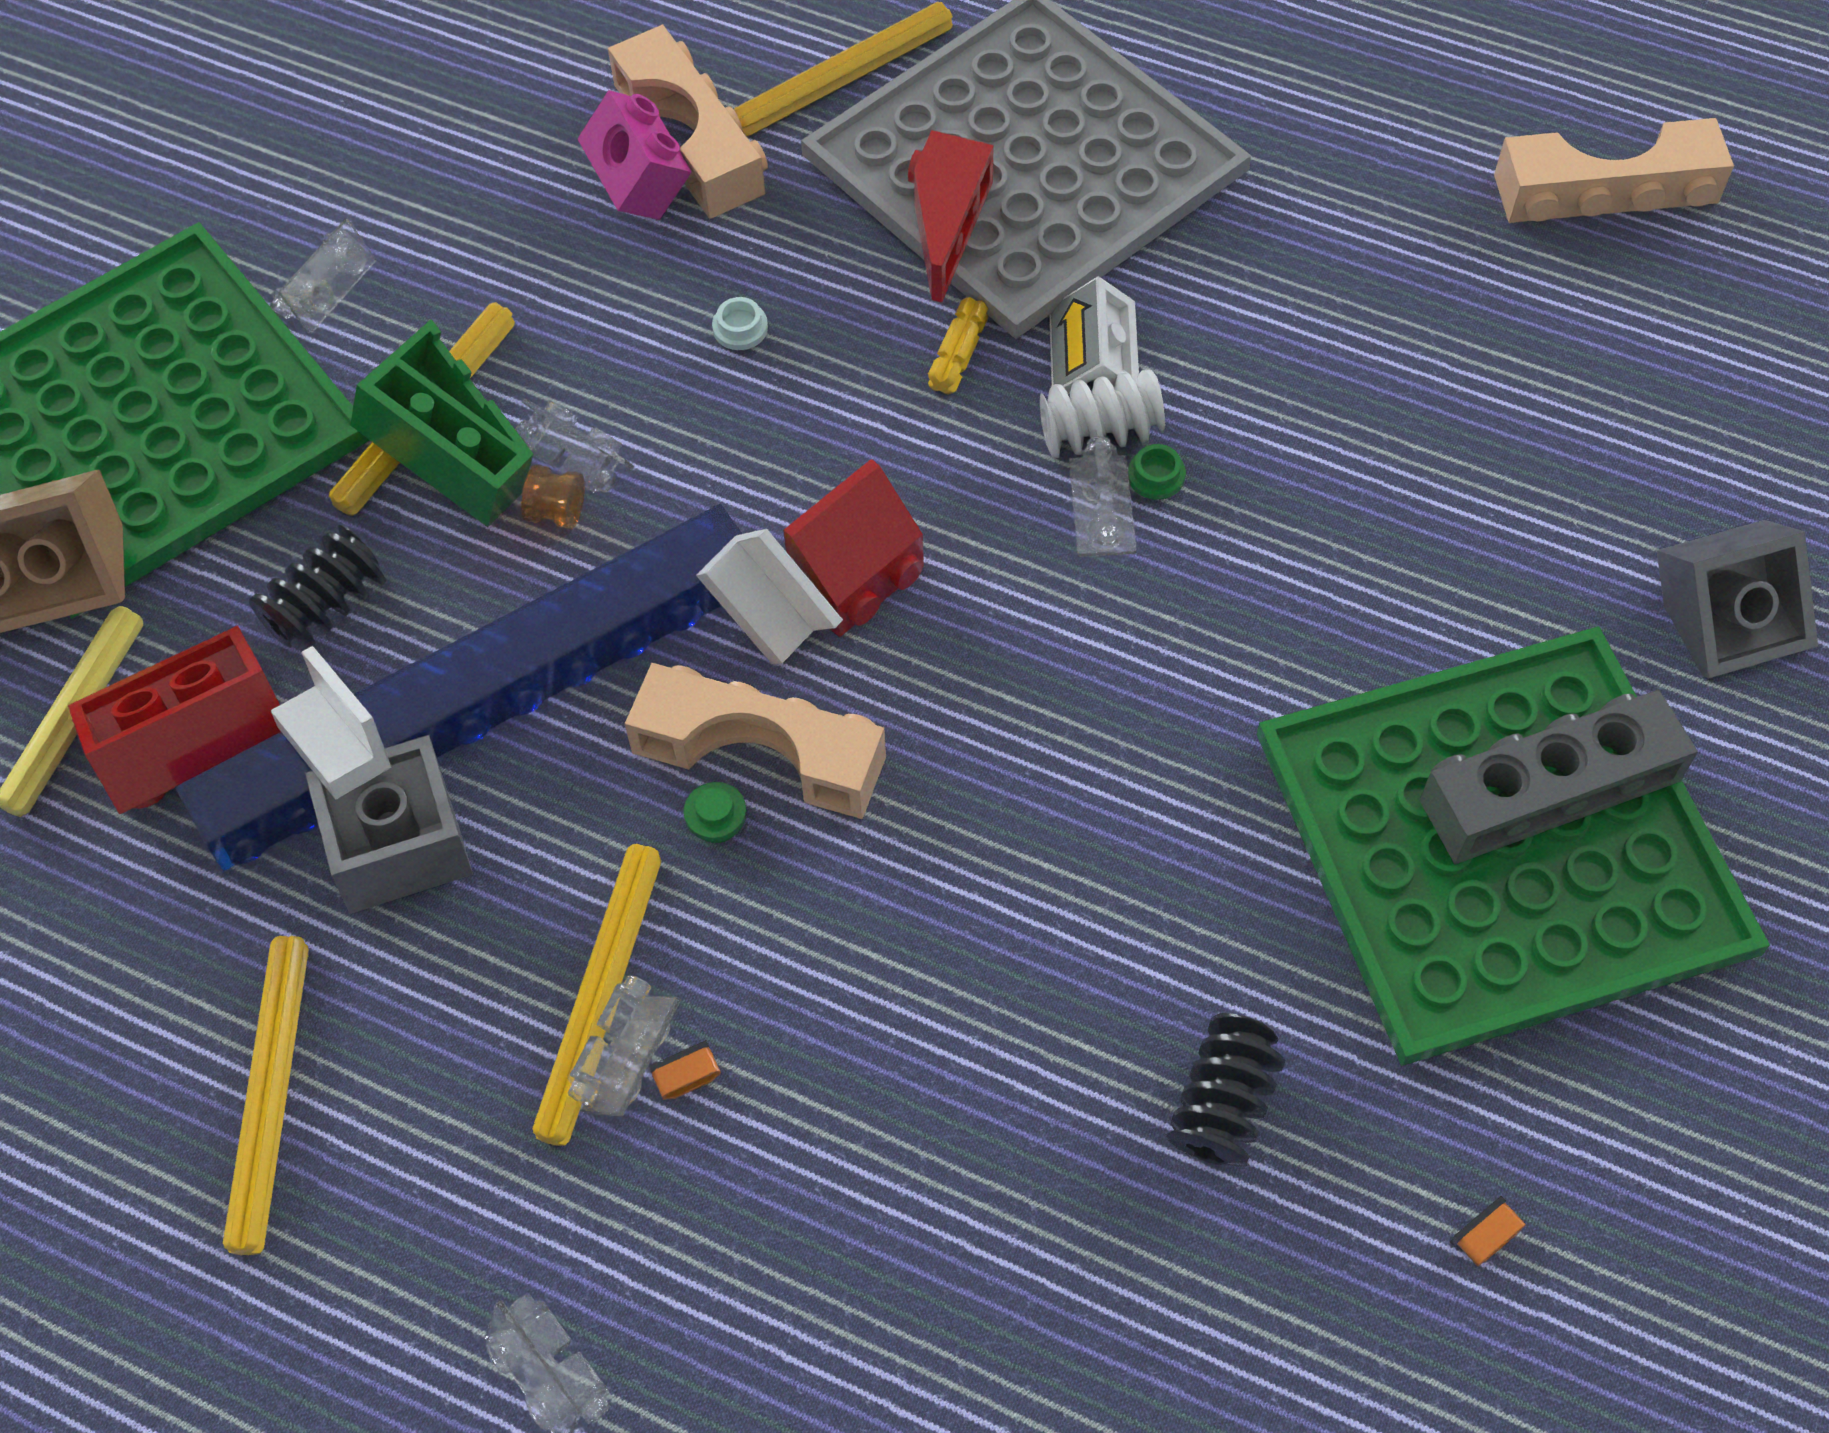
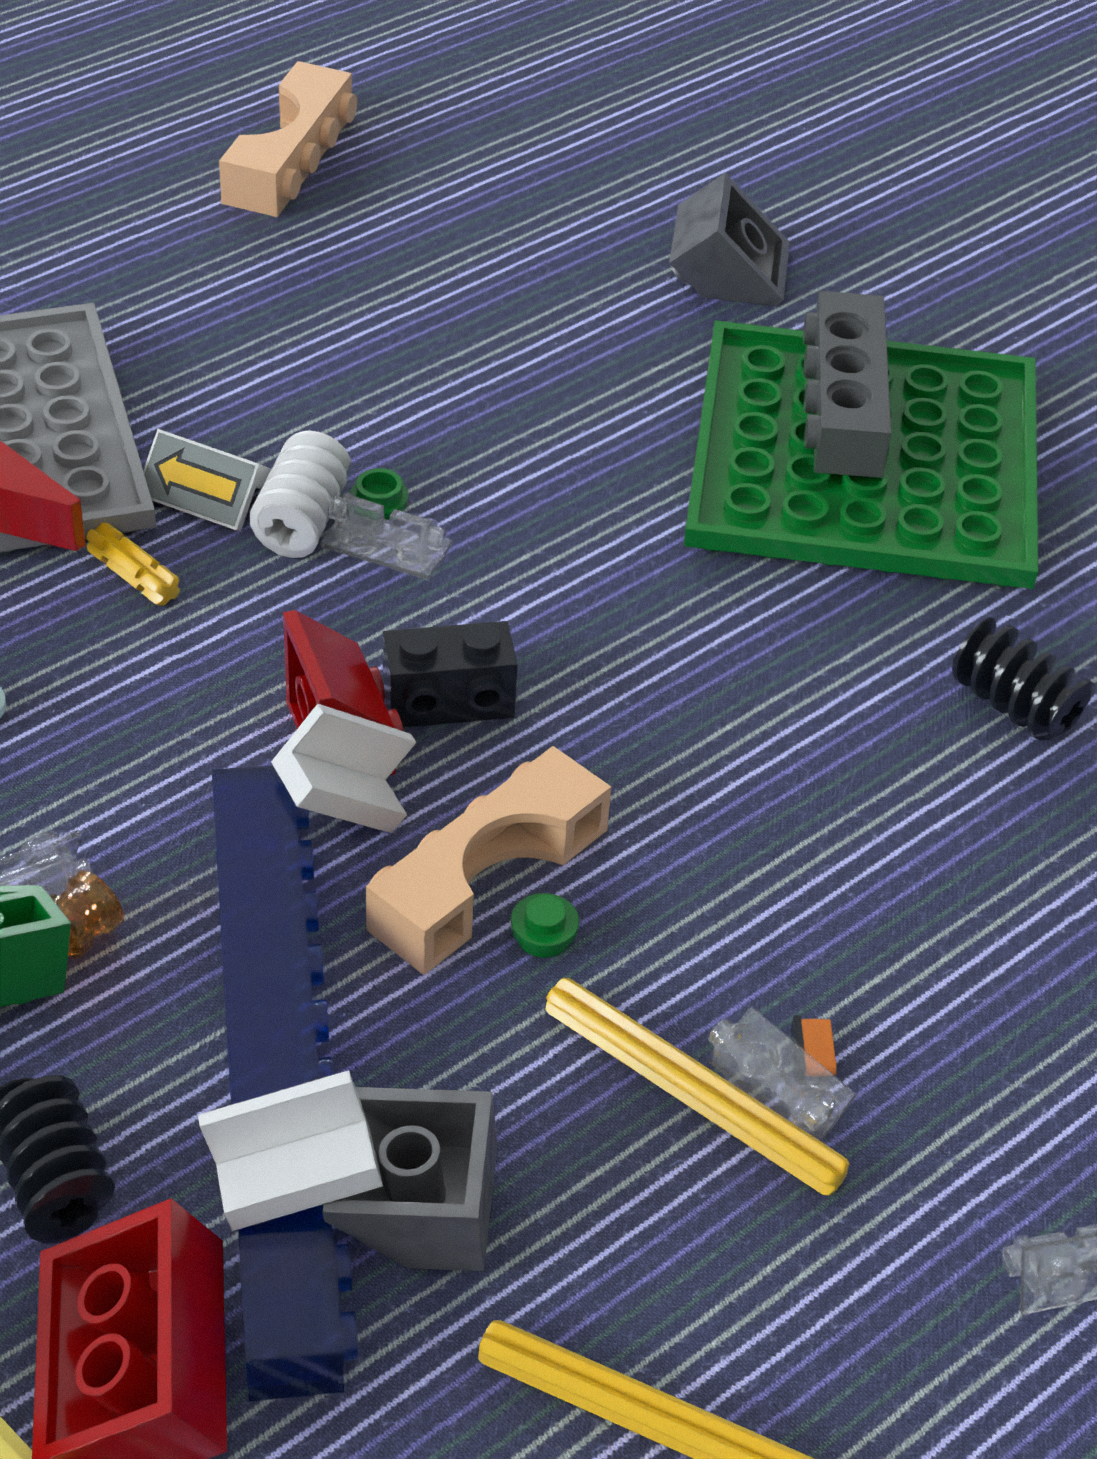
camera: 70 degrees left, 15 degrees down
(948, 618) = (450, 673): none -> black brick

